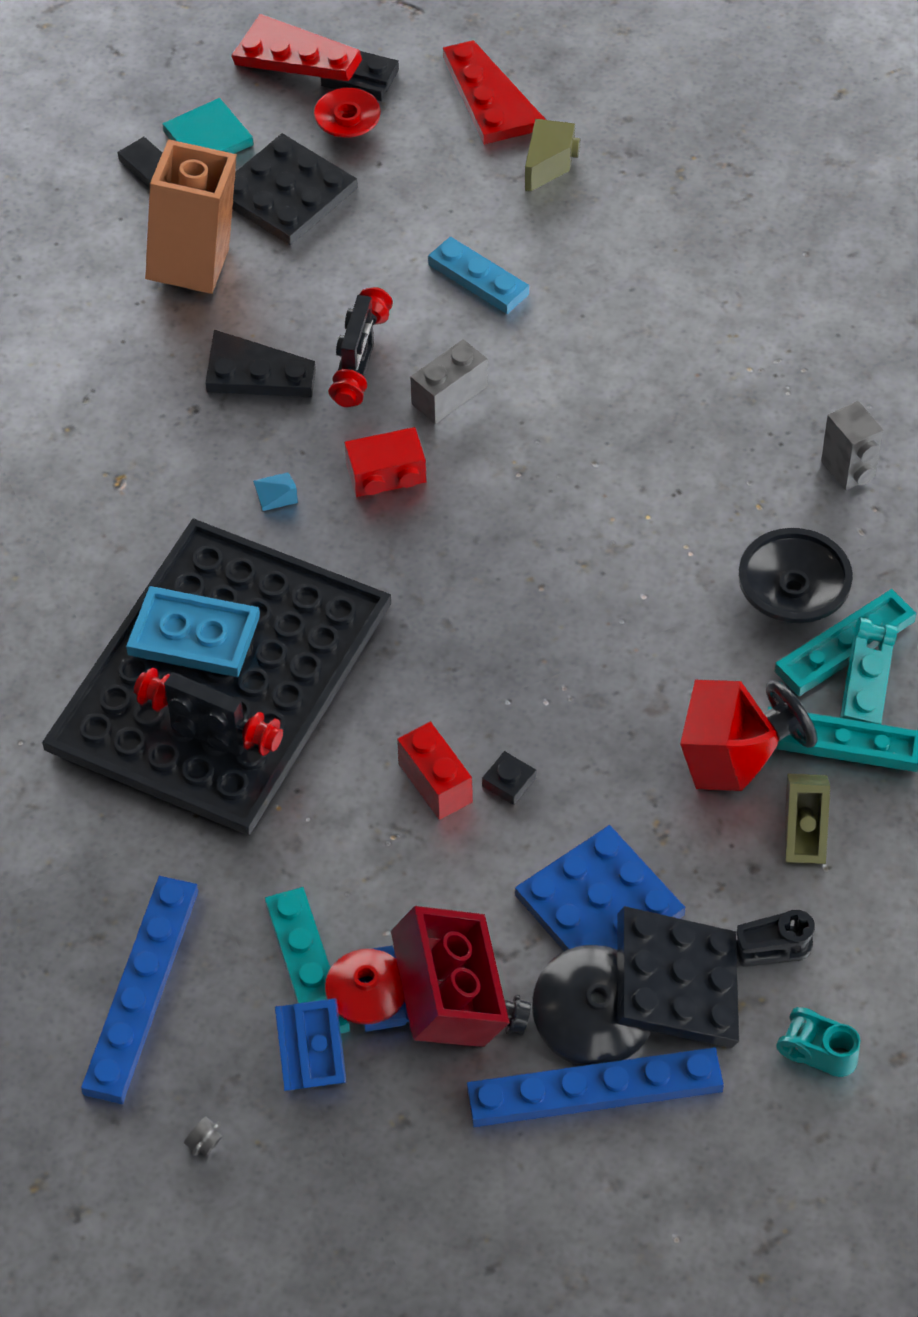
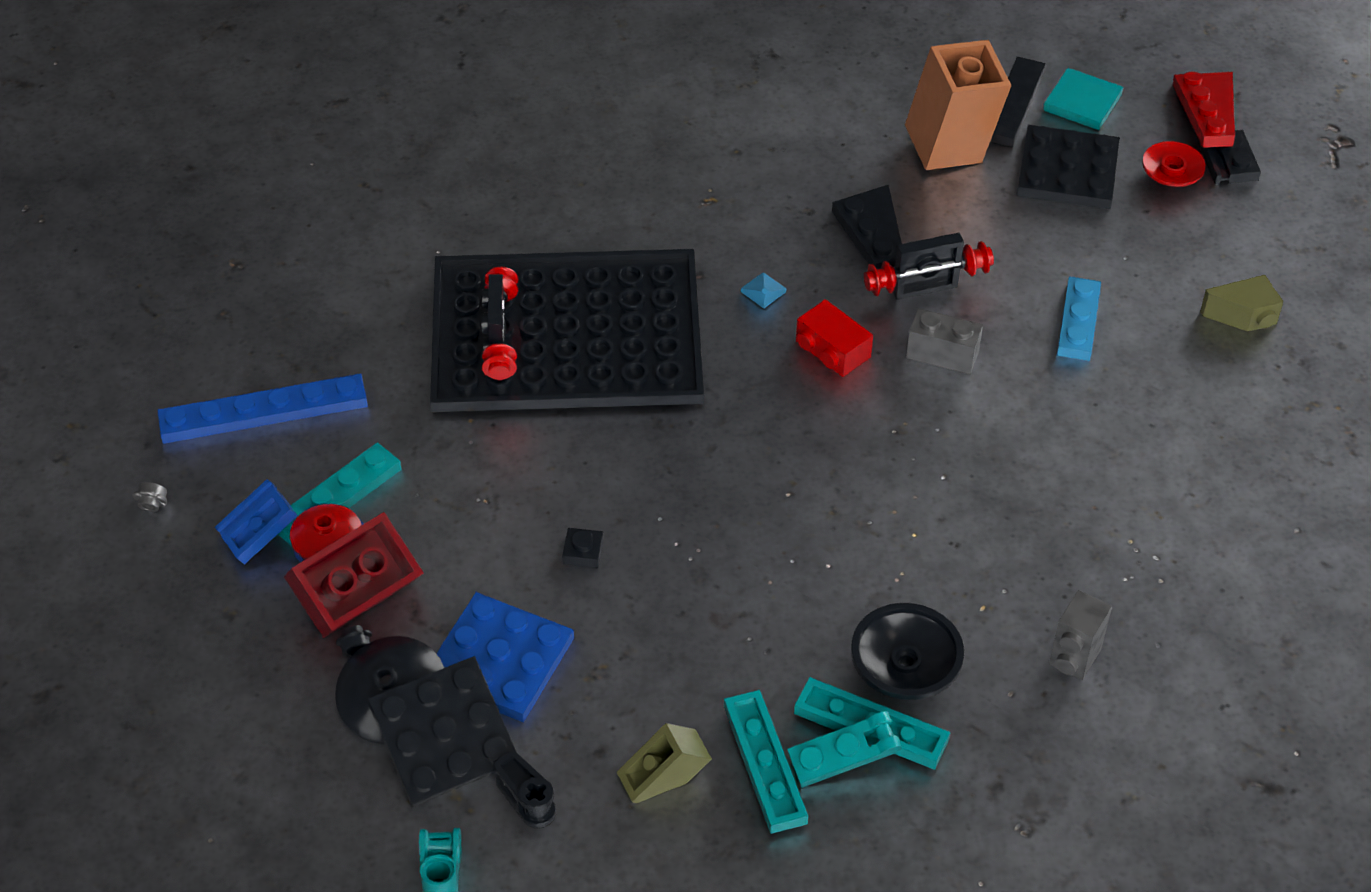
camera: 60 degrees right, 5 degrees down
(193, 631) = (581, 290): dark azure plate -> none
(435, 770) = (551, 492): red brick -> none
(489, 95) = (1280, 242): red wing -> none
(594, 1087) = (322, 726): blue plate -> none
(730, 736) = (699, 664): red piece -> none

